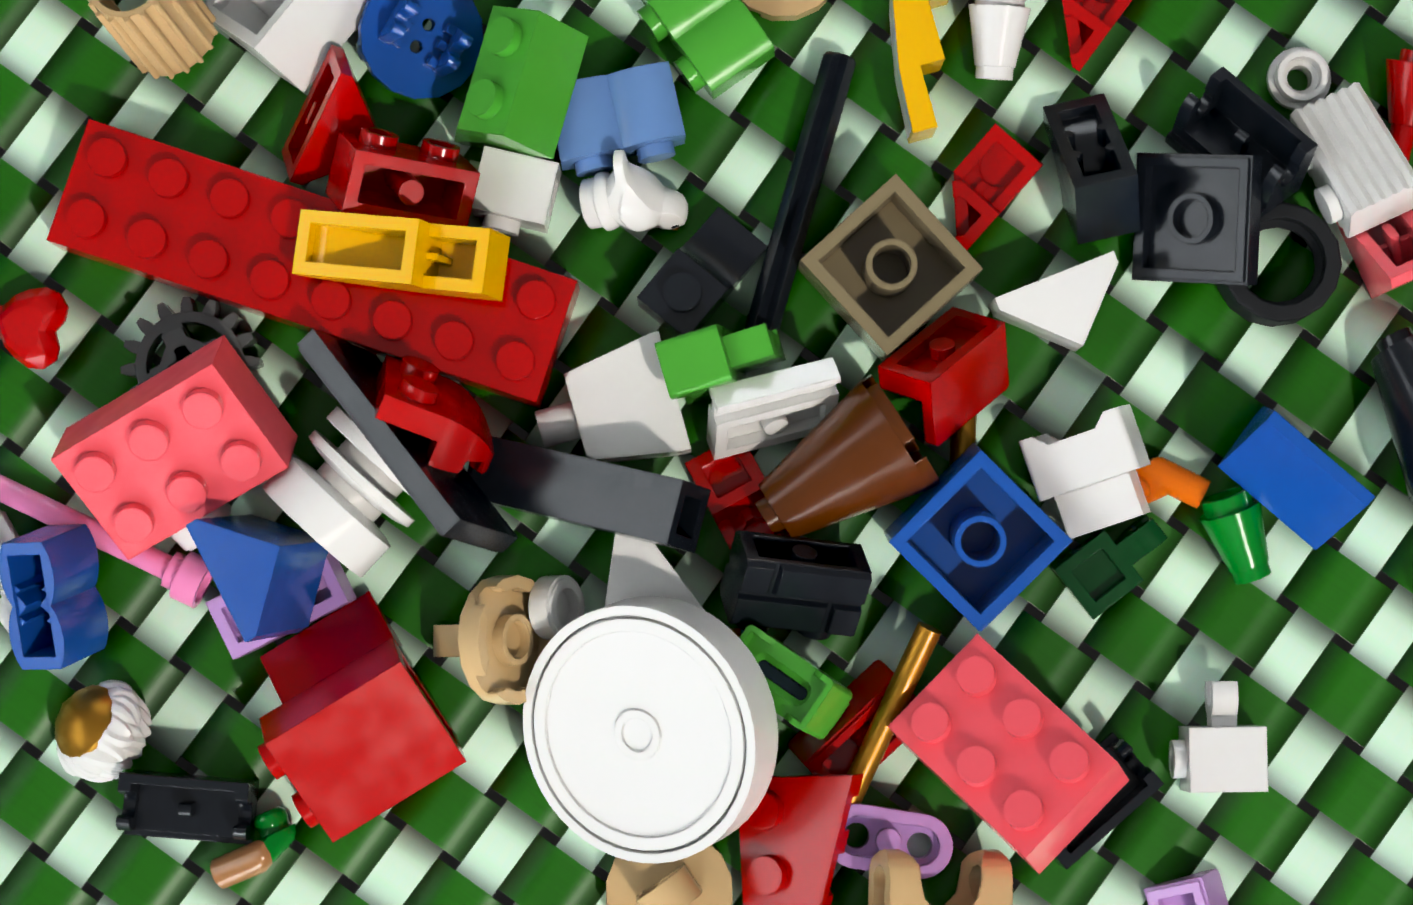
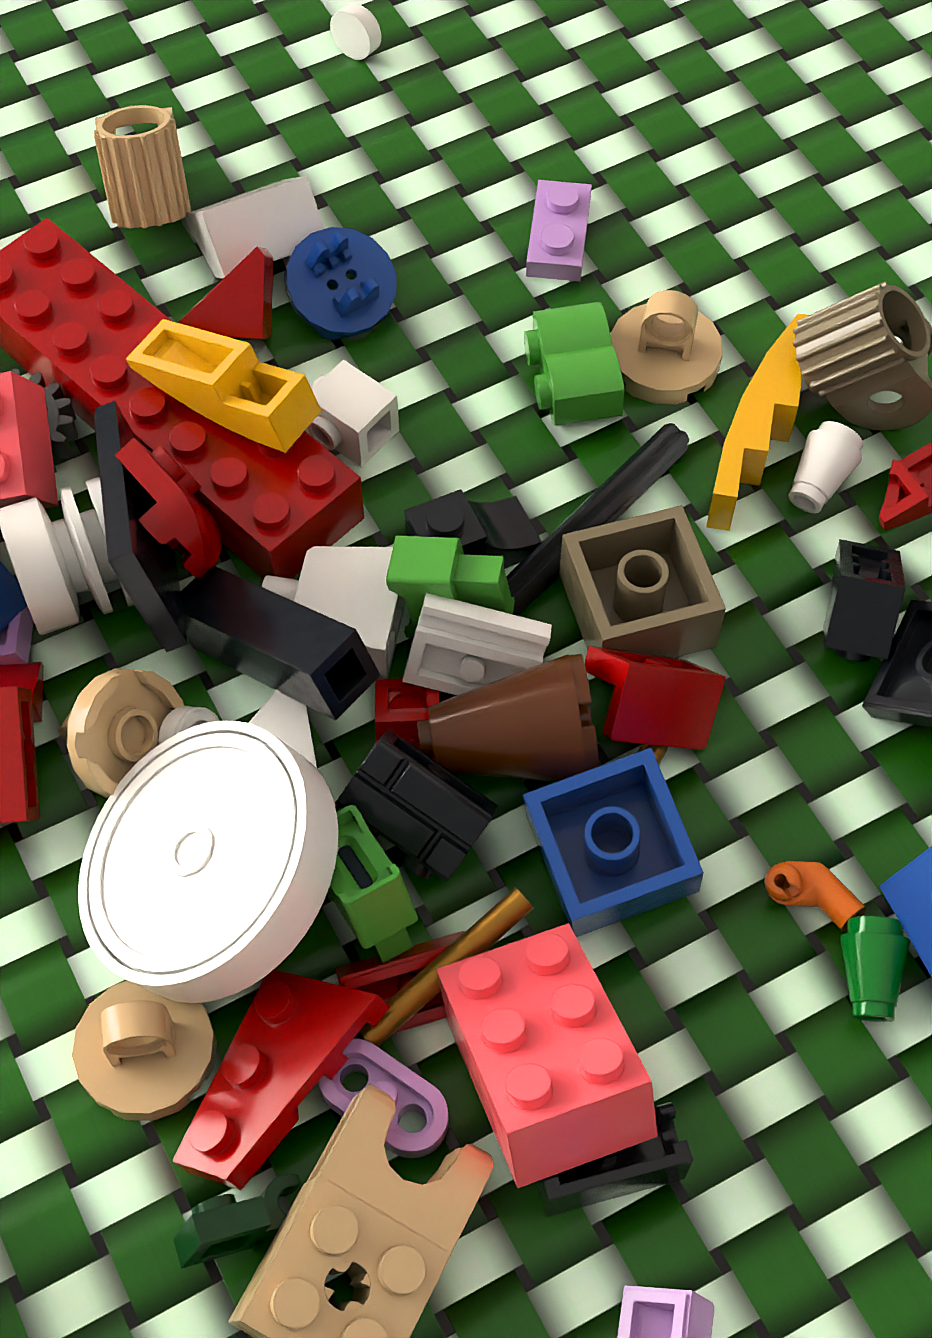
camera: 30 degrees right, 25 degrees down
(396, 179) = (252, 321): red brick -> none
(521, 83) = (396, 318): bright green slope -> none
(621, 111) = (464, 396): medium blue brick -> none
(630, 199) = (442, 454): white animal -> none
(989, 182) = (766, 577): red slope -> none
(1060, 305) = (783, 688): white slope -> none
(1091, 472) = (751, 837): white piece -> none
(1102, 569) = (722, 940): dark green plate -> none
(1222, 753) = (768, 1171): white brick -> none

